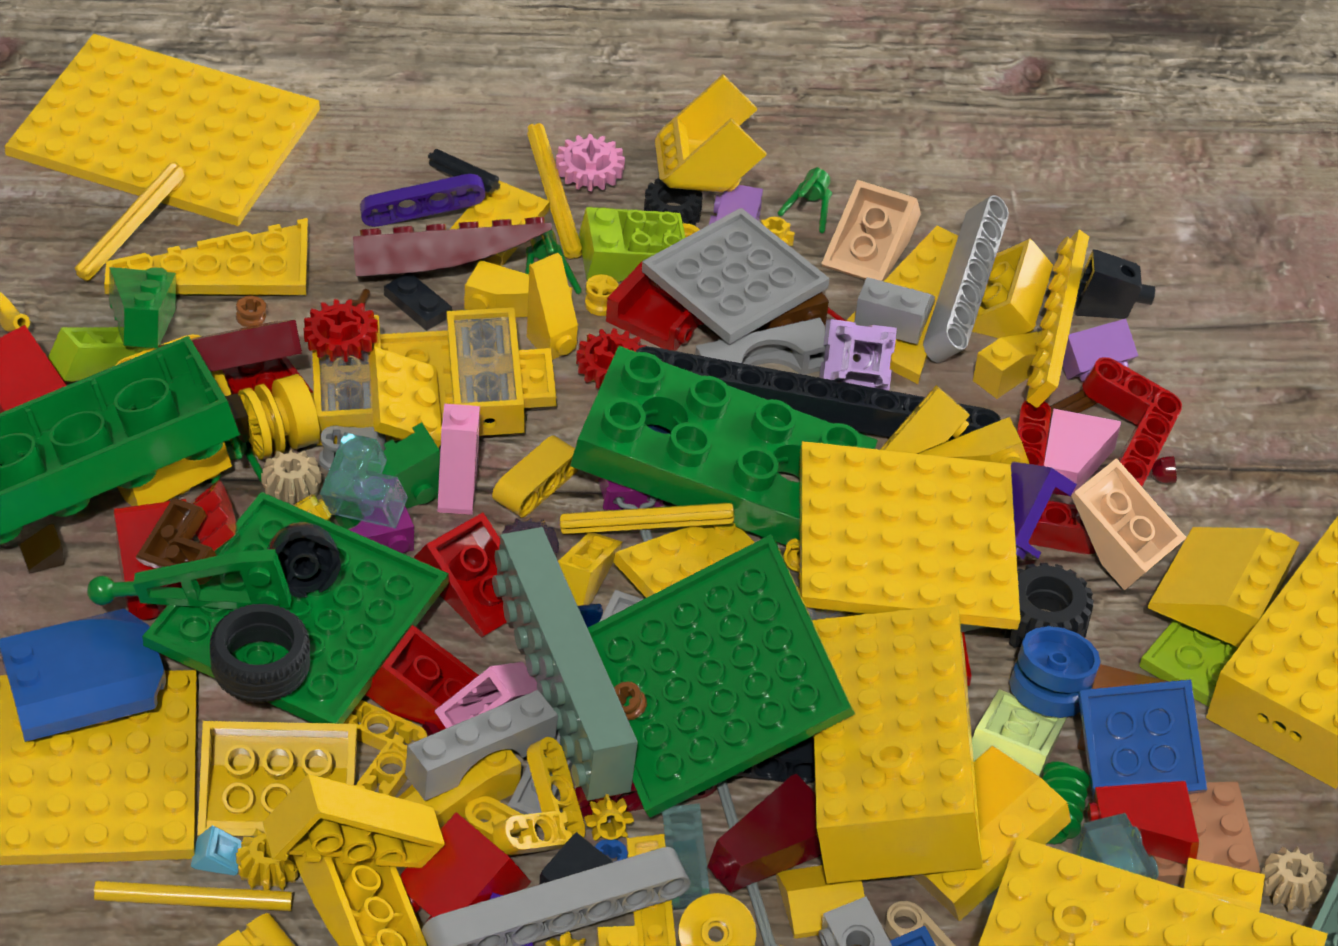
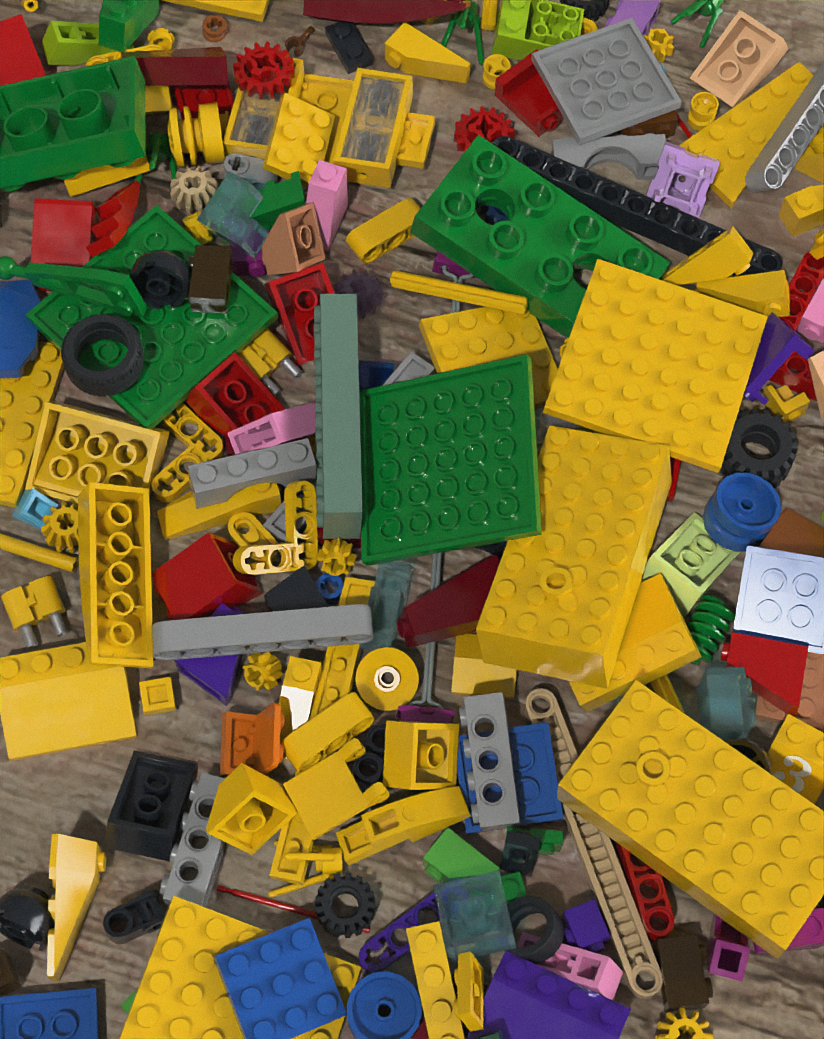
camera: 20 degrees right, 20 degrees up
(172, 538) = (66, 239): reddish brown brick -> none
(191, 324) = (161, 38): none -> yellow plate
(240, 416) = (157, 128): dark brown slope -> none
(351, 824) = (117, 532): yellow wedge -> none
(360, 550) = (210, 279): none -> dark brown brick
(438, 499) = (293, 241): none -> nougat slope
(450, 629) = (268, 355): none -> yellow piece
(550, 308) = (443, 81): yellow slope -> none
(588, 565) = (394, 326): yellow slope -> none
(637, 703) = (380, 471): dark orange bush -> none
(848, 288) = (702, 110): none -> yellow wheel
(894, 307) = (729, 138): light grey slope -> none
(1069, 557) = (785, 403): none -> yellow panel

